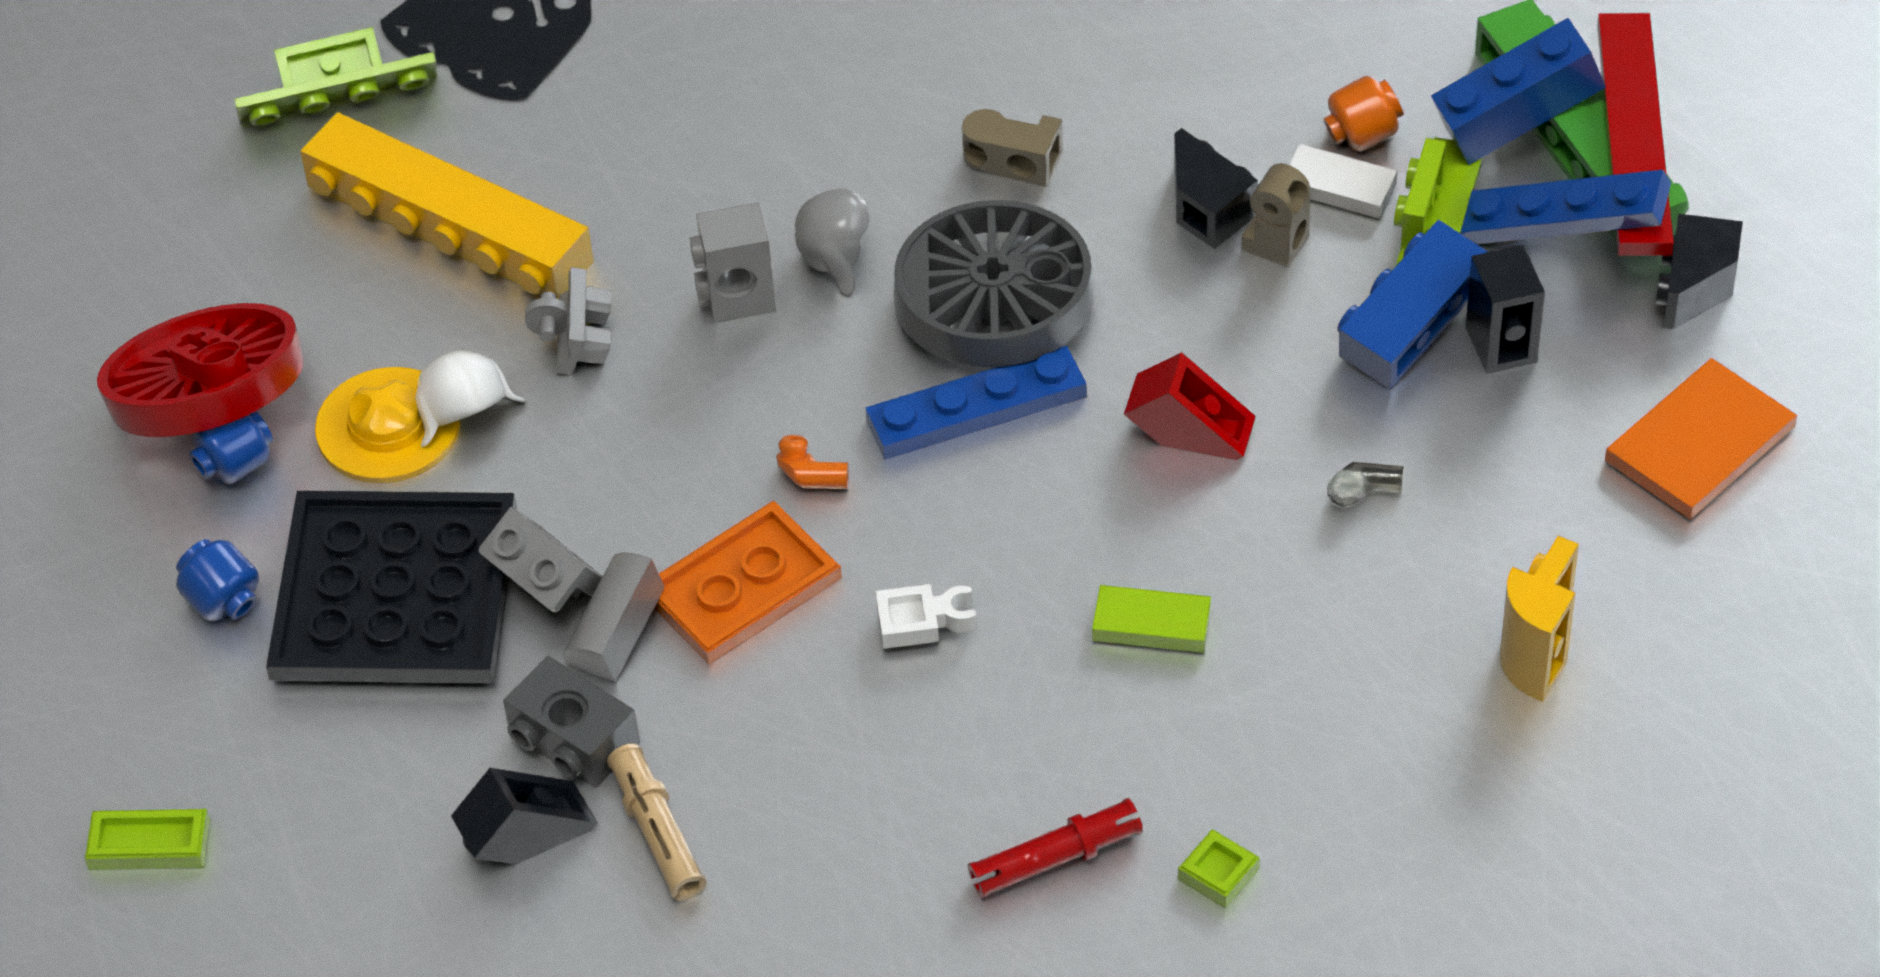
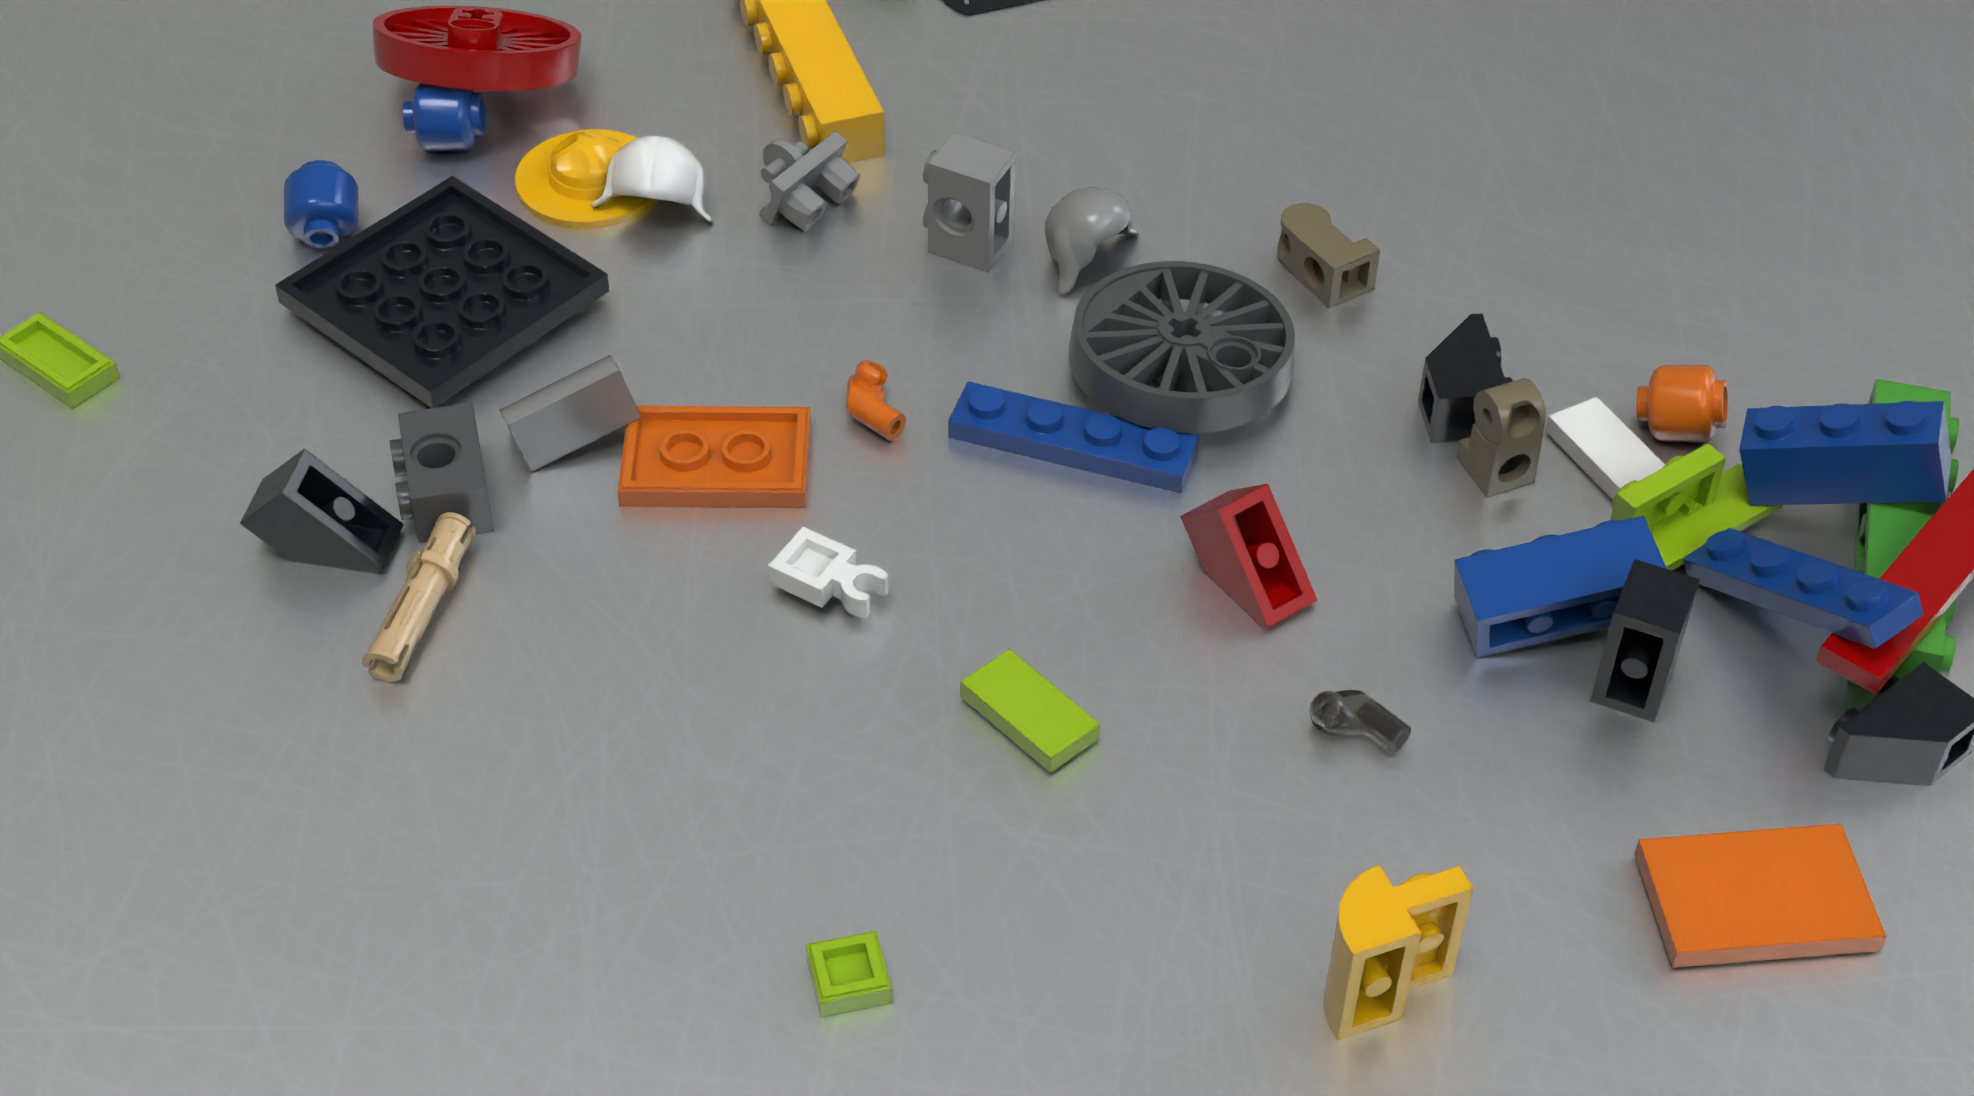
camera: 35 degrees right, 5 degrees down
(538, 561) = (563, 328): light grey bracket -> none
(1056, 847) = (743, 853): red pin -> none

